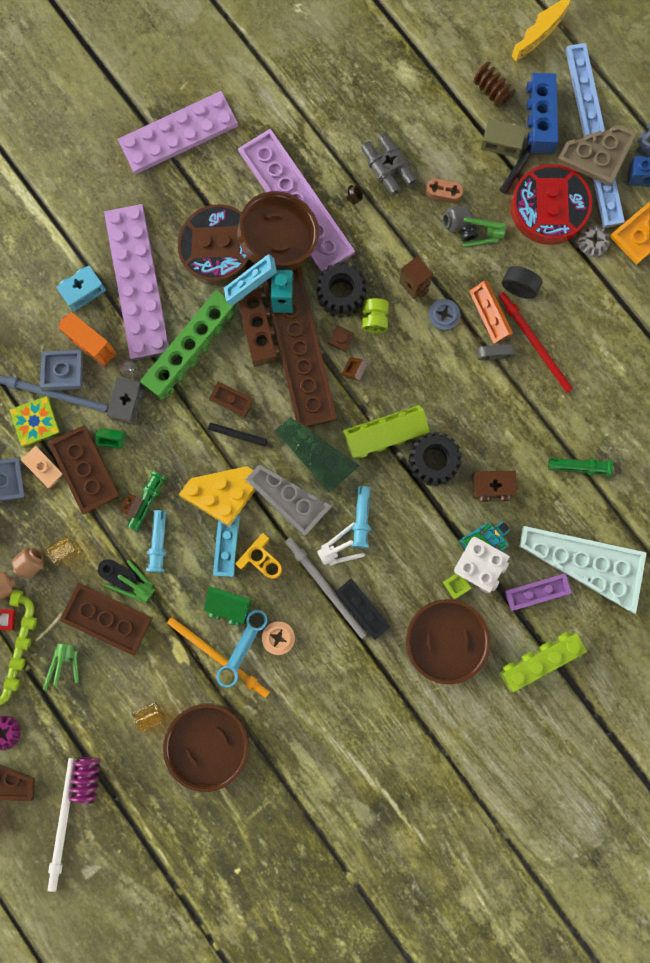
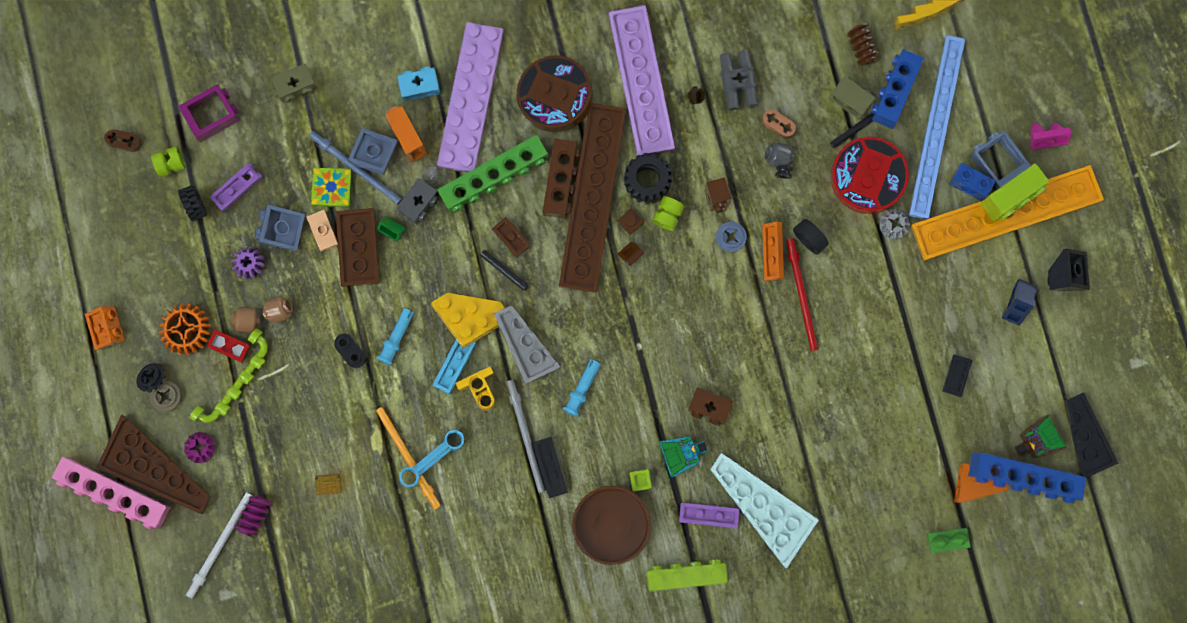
camera: 20 degrees right, 0 degrees up
(61, 550) = (310, 310): clear yellow piece -> none
(62, 654) = (276, 401): bright green plant -> none
(106, 619) = (325, 385): reddish brown plate -> none
(131, 505) = (386, 295): reddish brown plate -> none
(142, 591) = (367, 374): bright green plant -> none
(151, 491) = (408, 290): green pin -> none
(206, 747) = (367, 530): reddish brown brick -> none
(227, 605) = (434, 416): green slope -> none
(250, 280) = (568, 140): medium azure plate -> none
(269, 642) = (457, 462): light nougat gear -> none
(280, 227) = (611, 105): reddish brown brick -> none
(282, 289) = (594, 159): teal torso -> none
(318, 457) = (566, 321): clear green wedge -> none
(329, 553) = (540, 407): white plant -> none
(386, 431) = (634, 321): lime brick -> none
(445, 445) = (667, 345): black tyre -> none
(482, 565) = (668, 471): white bracket -> none
(495, 230) = (809, 177): bright green plant -> none
(496, 352) = (762, 289): dark grey beam -> none
(589, 466) = (802, 424): green pin -> none
(598, 153) = (930, 147): dark tan plate -> none

